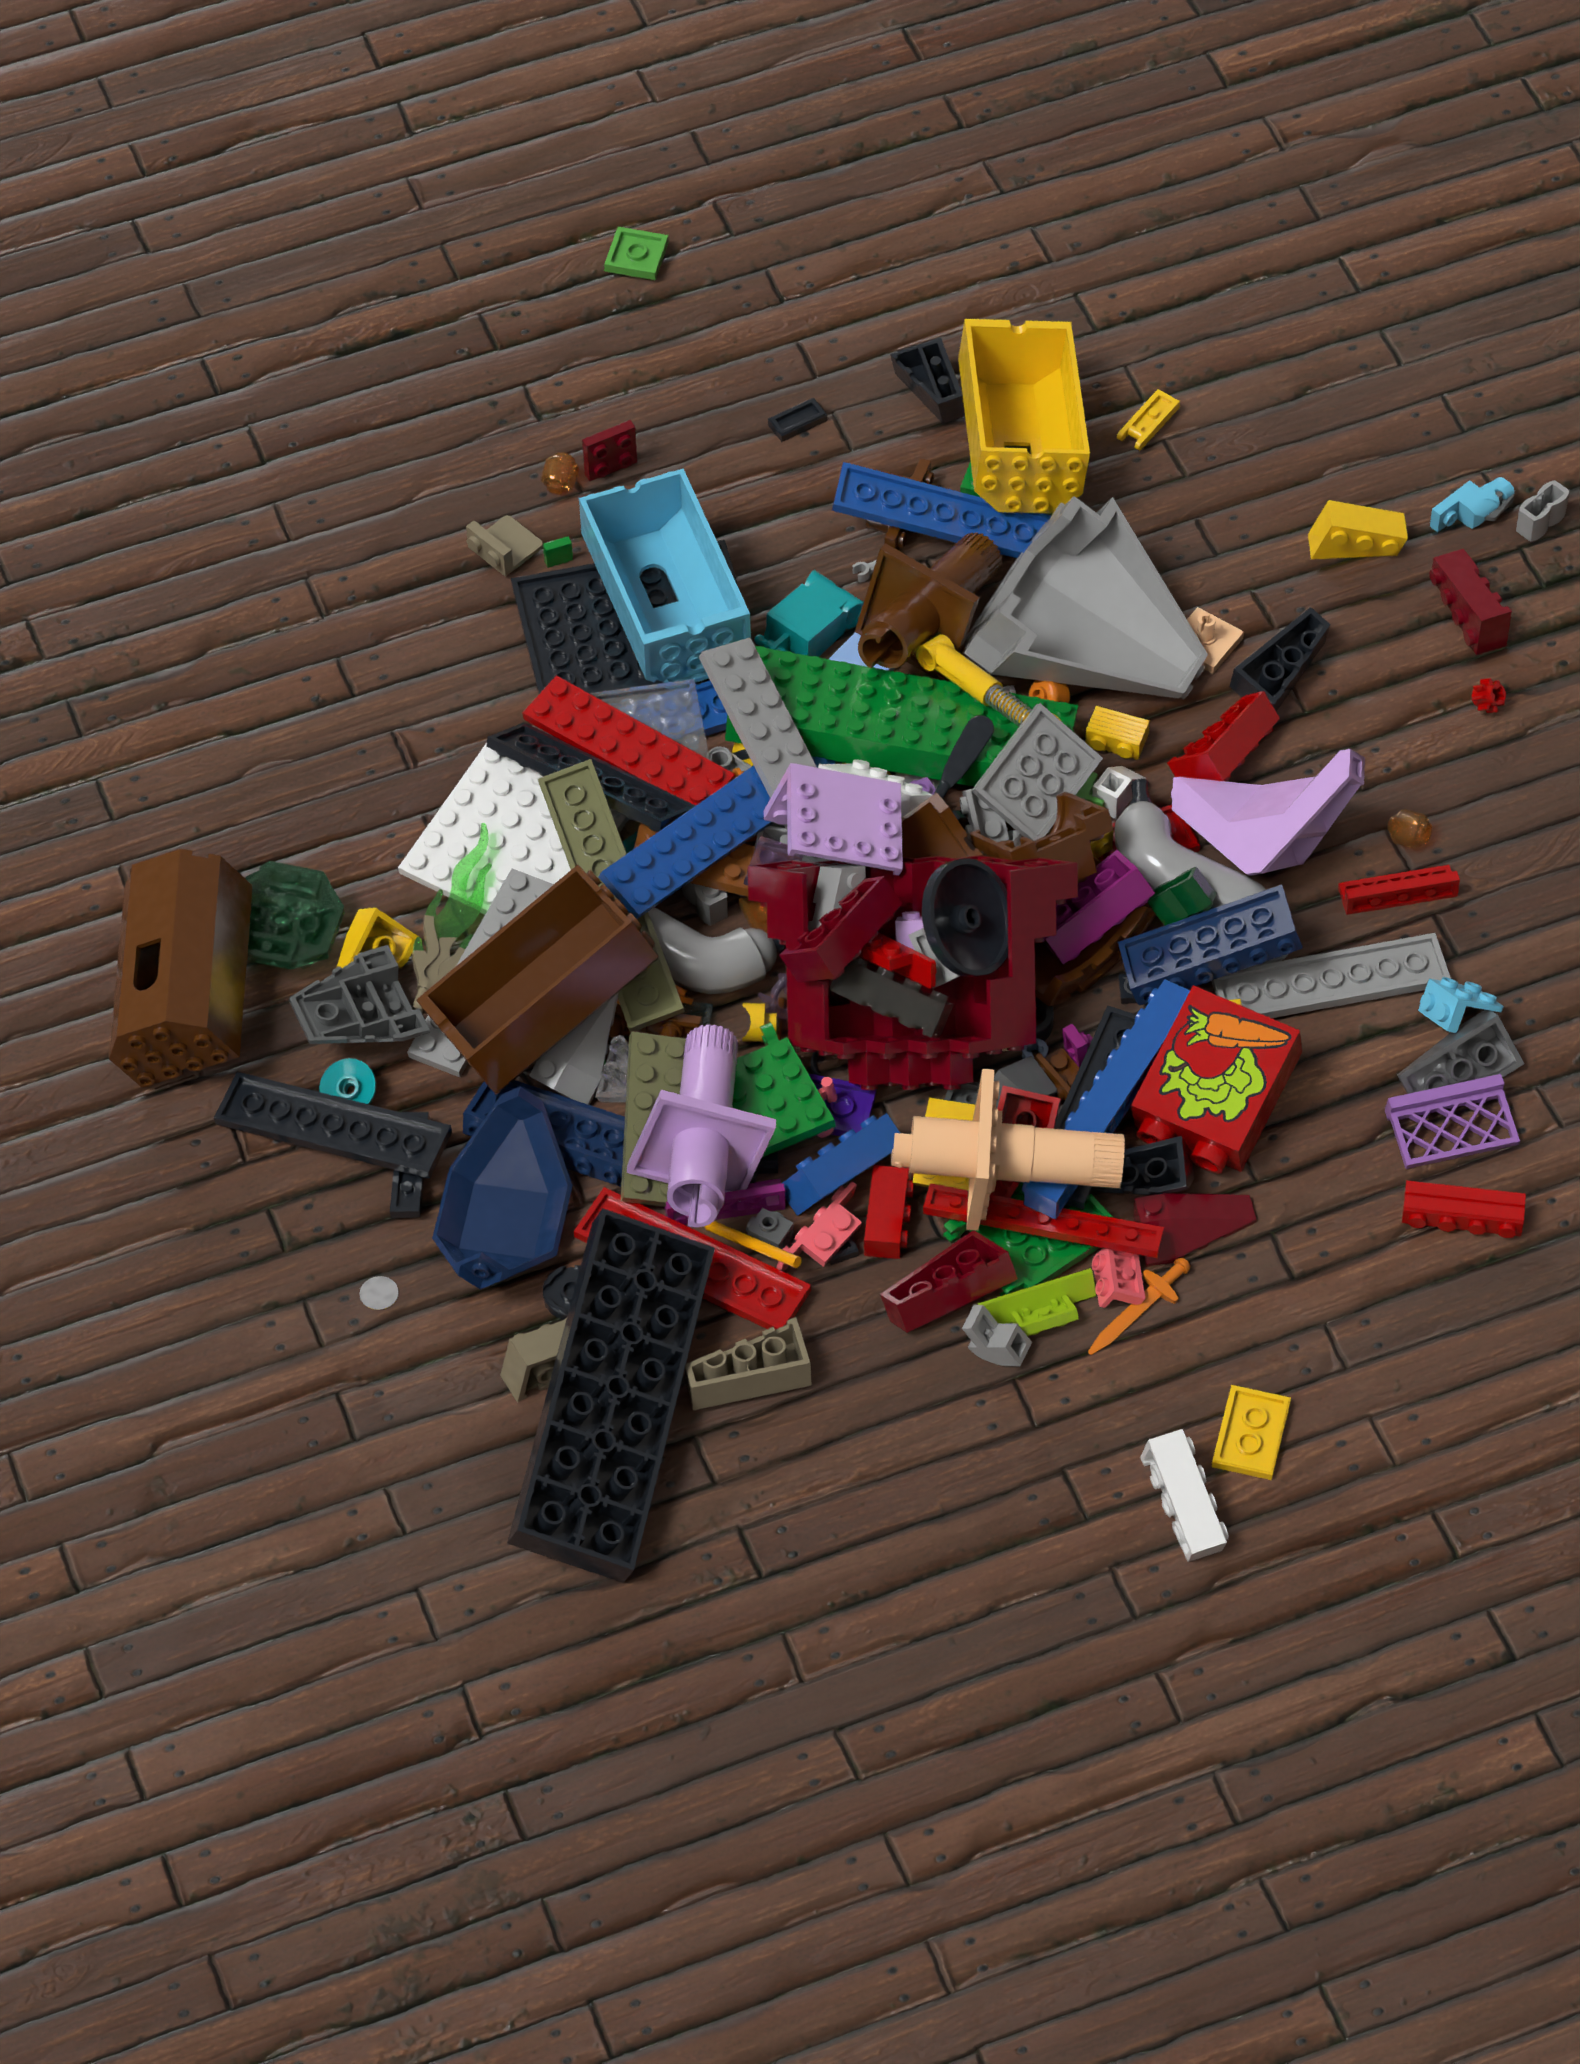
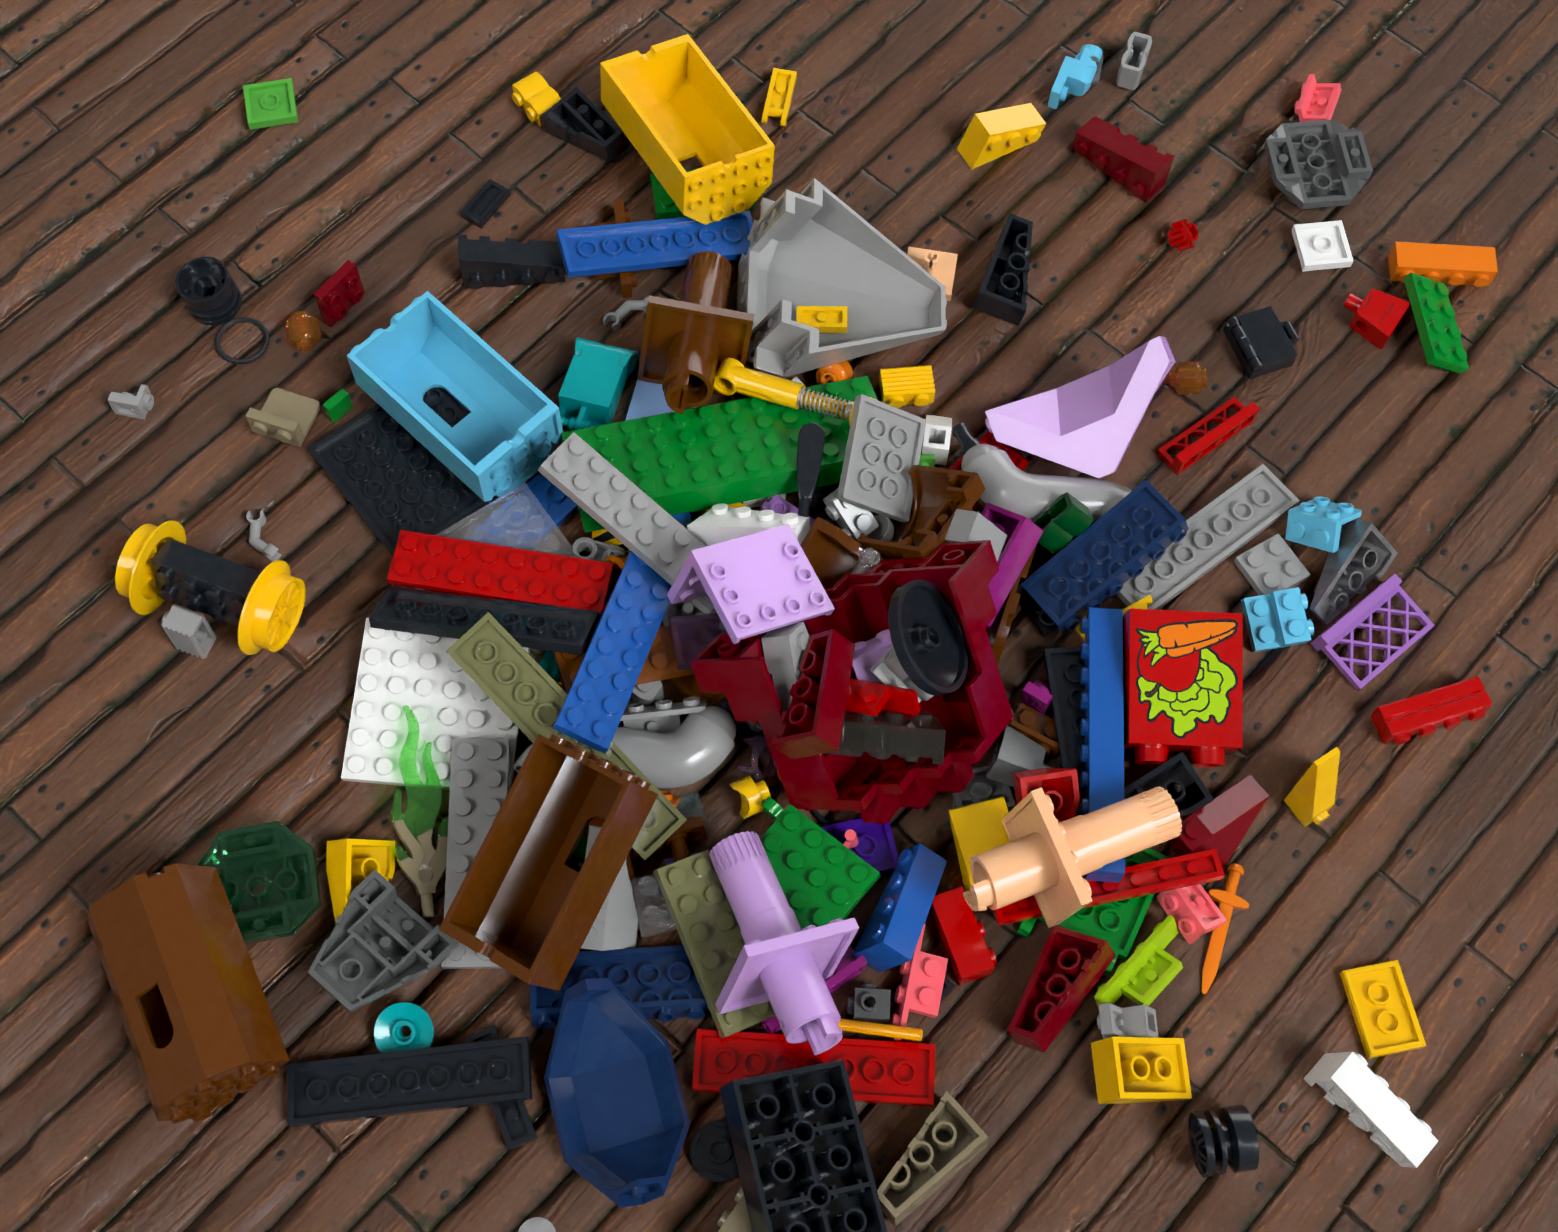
camera: 30 degrees left, 10 degrees up
(324, 693) = (188, 631): none -> light grey brick
(368, 482) = (130, 405): none -> light grey bracket
(397, 688) = (163, 568): none -> brick
(430, 654) = (267, 550): none -> light grey arm
(489, 405) = (208, 291): none -> black wheel
(499, 482) = (241, 320): none -> black tyre
(709, 924) = (661, 717): none -> light grey bracket
(784, 480) = (509, 262): none -> black wedge
(898, 332) = (534, 96): none -> yellow brick
(965, 848) = (867, 559): none -> clear arm
(988, 1382) = (1140, 1070): none -> yellow slope
(1024, 1458) = (1223, 1141): none -> black wheel
(1066, 641) = (825, 318): none -> yellow plate
(1091, 872) = (975, 527): none -> light grey brick
(1228, 740) = (1004, 361): red wedge -> none
(1298, 1213) = (1315, 790): none -> yellow wedge
(1359, 1073) = (1277, 619): none -> medium azure plate
(1387, 1030) = (1271, 566): none -> light grey plate
(1509, 824) = (1261, 341): none -> black piece

